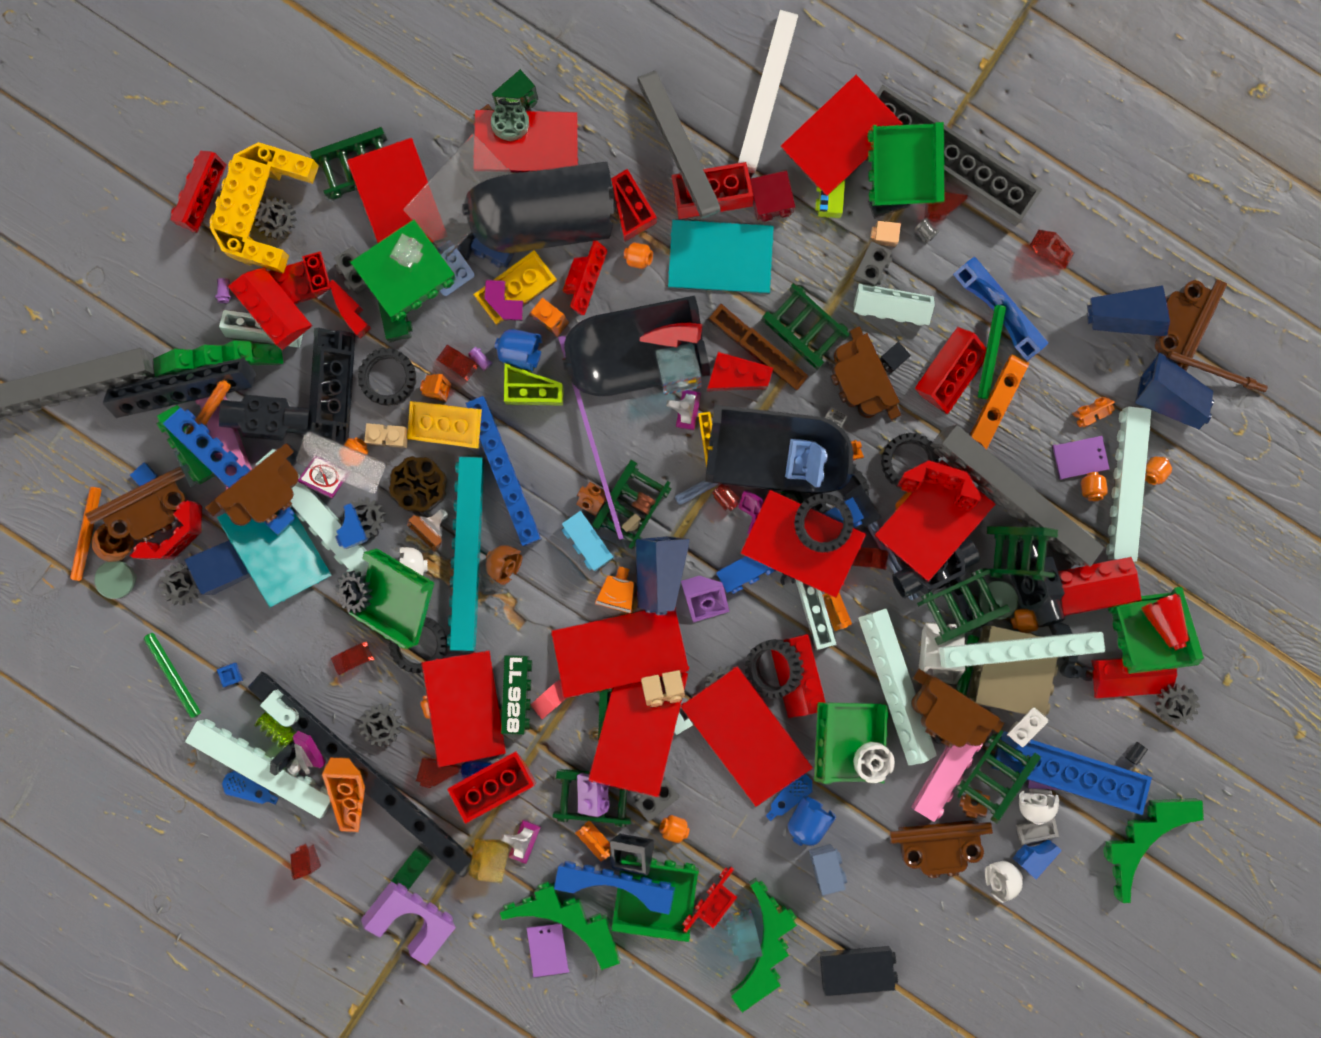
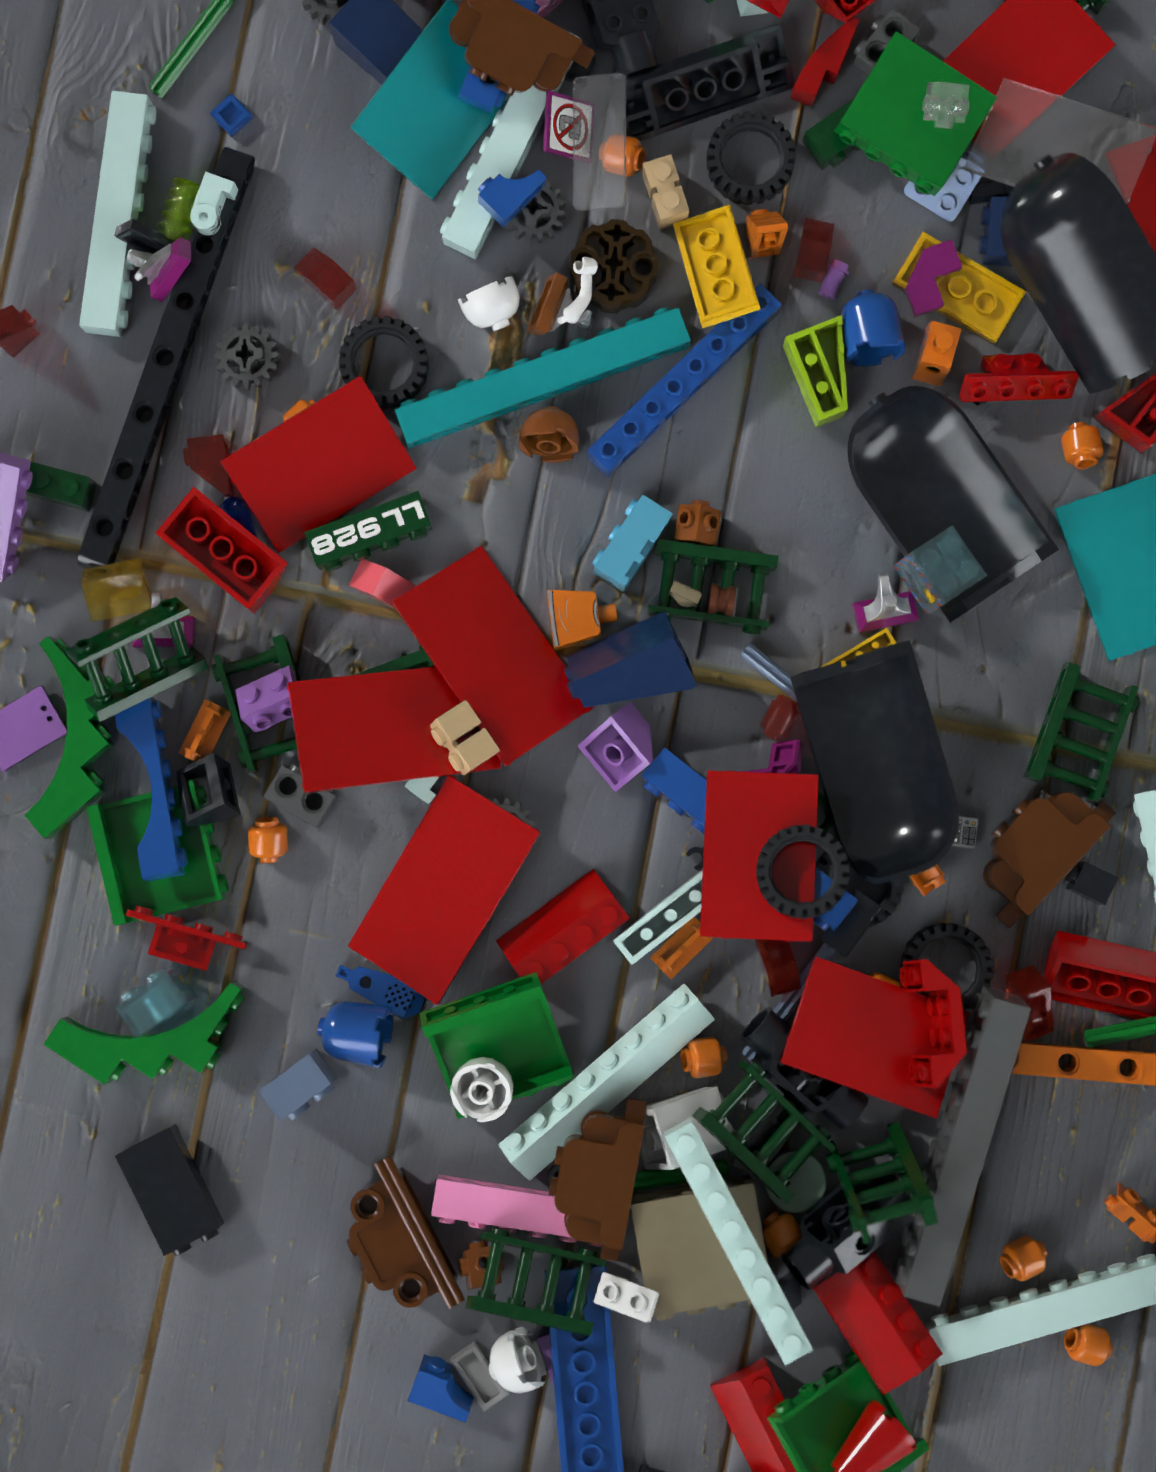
camera: 70 degrees right, 0 degrees up
(249, 790) = (79, 212): blue piece -> none
(345, 792) = (130, 344): orange wedge -> none
(353, 590) = (421, 238): black gear -> none
(398, 599) = (434, 297): green panel -> none
(413, 502) = (577, 307): none -> white piece
(552, 864) = (155, 679): none -> dark green fence
(595, 452) = (756, 508): medium lavender piece -> none
(673, 334) = (988, 543): slope -> none
(738, 374) = (969, 662): red wedge -> none
(757, 346) = (1021, 675): reddish brown slope -> none
(794, 665) = (576, 914): black tyre -> none
(806, 461) = (882, 810): medium blue bracket -> none
(905, 623) = (703, 1057): none -> orange head
(947, 417) = (1037, 995): none -> clear red arch
(1004, 880) = (388, 1355): white cylinder -> none
(1071, 670) = (736, 1333): black bar -> none
(1080, 457) = (1059, 1221): medium lavender container -> none

